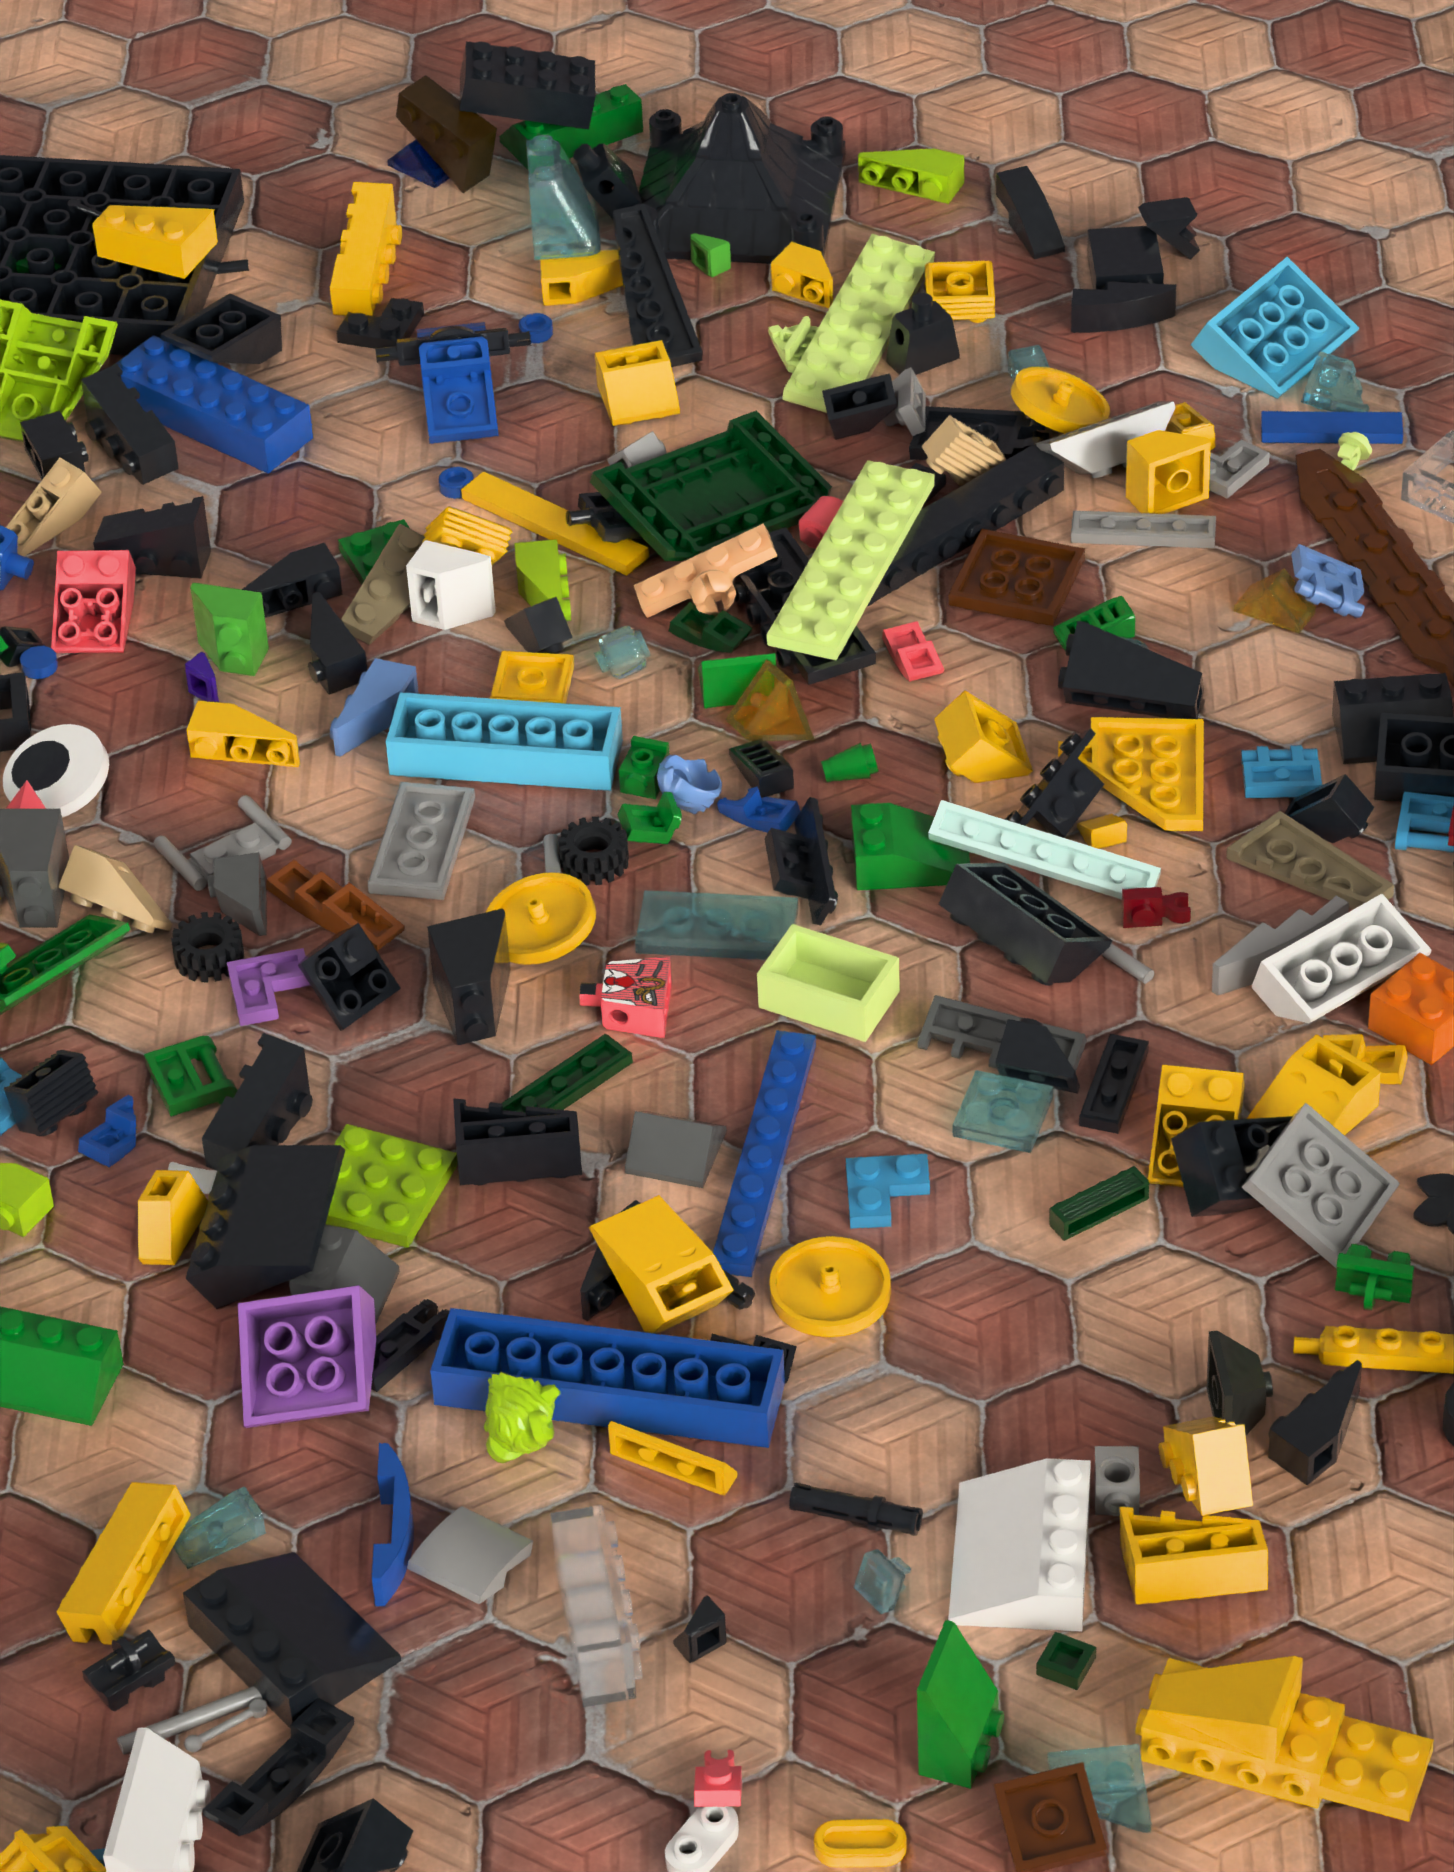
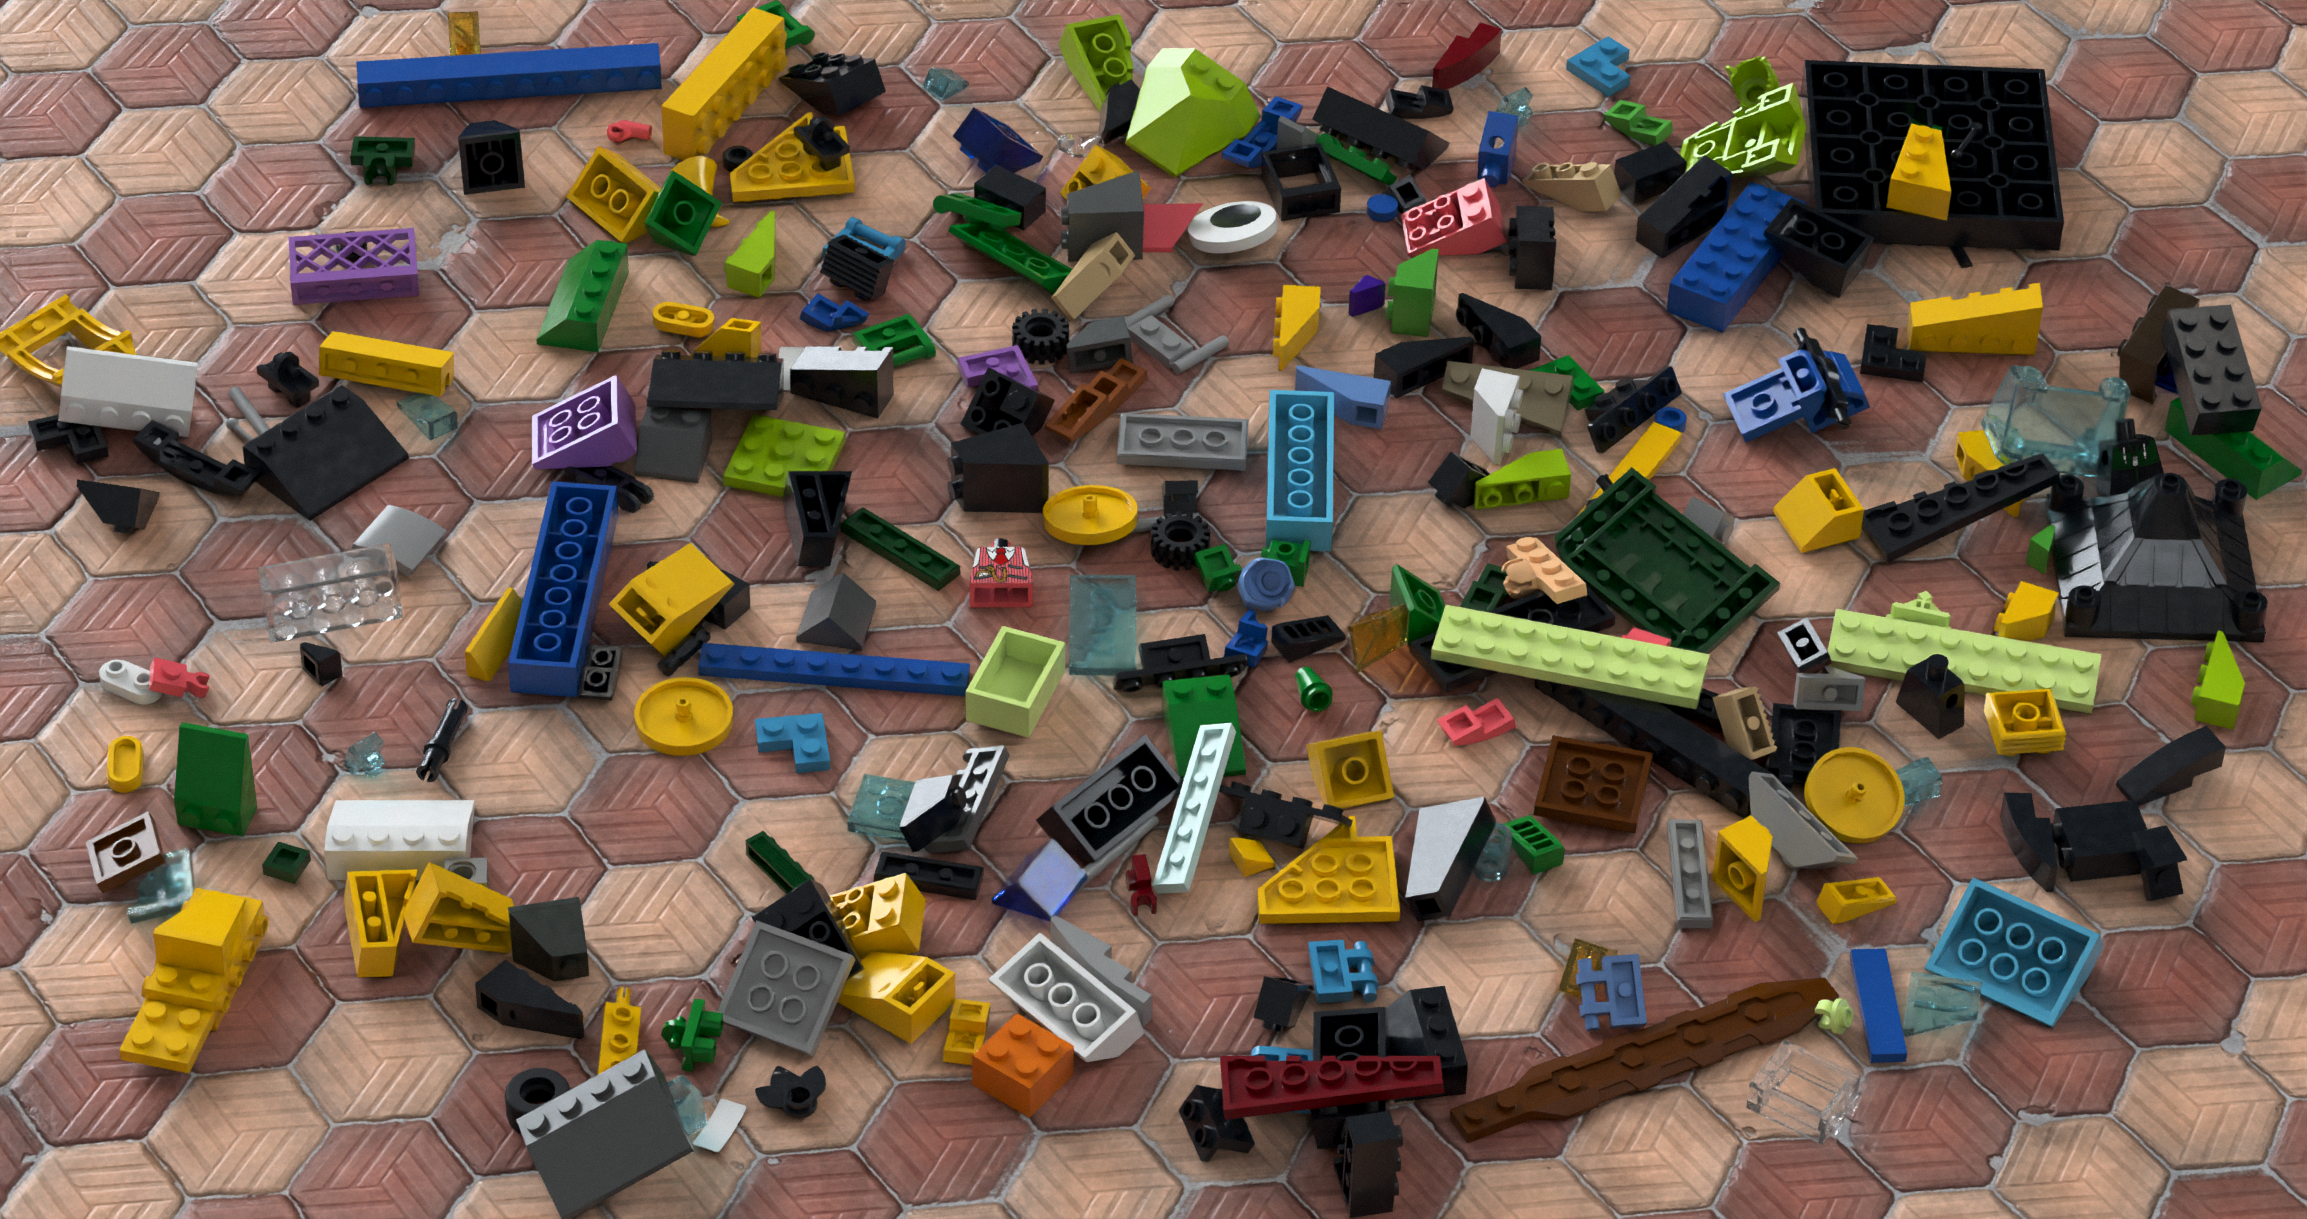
camera: 80 degrees right, 0 degrees up
(90, 1275) = (683, 319): none -> yellow plate
(392, 1559) = (428, 498): blue slope -> none
(420, 499) = (1629, 406): none -> black bracket
(469, 532) = (1547, 412): yellow brick -> none
(518, 1416) = (517, 541): lime hair -> none
(519, 844) = (1179, 496): none -> black slope
(533, 677) = (1396, 487): yellow plate -> none
(539, 326) = (1910, 451): blue tile -> none
(622, 652) = (1438, 535): clear light blue head -> none
(1139, 991) = (1042, 883): none -> clear blue slope
(1236, 467) = (1783, 922): light grey plate -> none
(1307, 861) = (1221, 987): dark tan wing -> none

